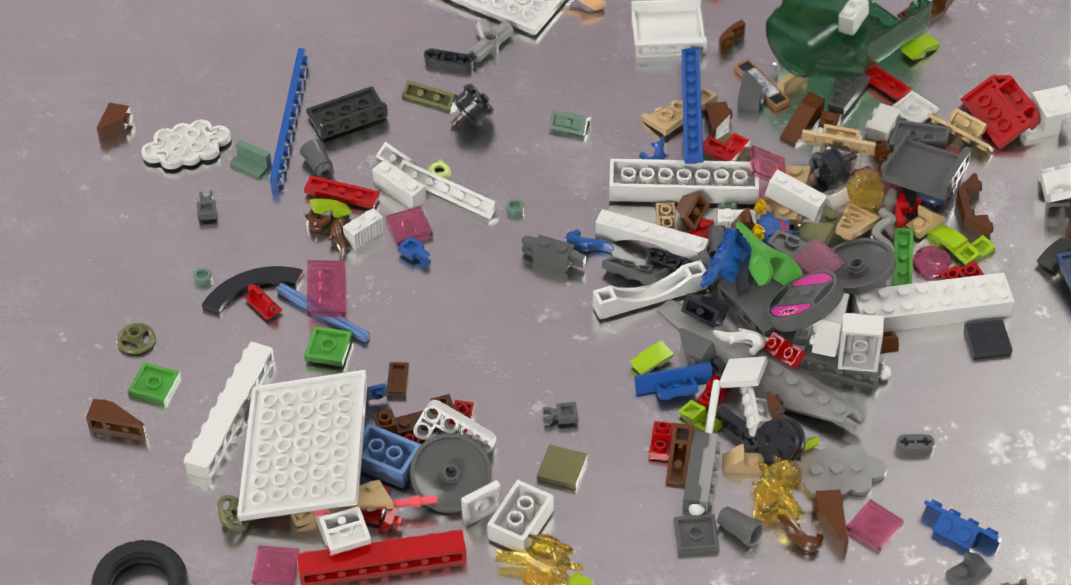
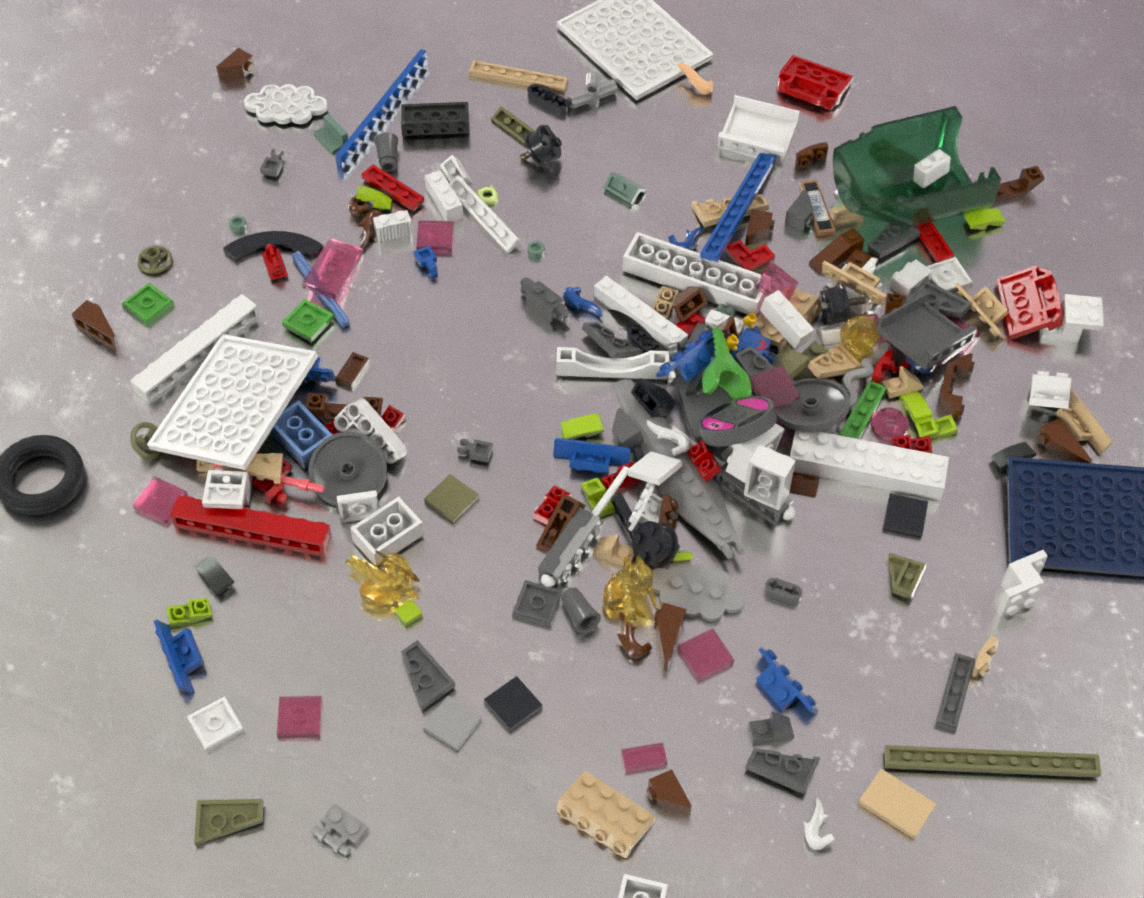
camera: 20 degrees right, 5 degrees up
(405, 46) = (517, 76): none -> tan tile
(1015, 391) = (905, 574): none -> olive wing

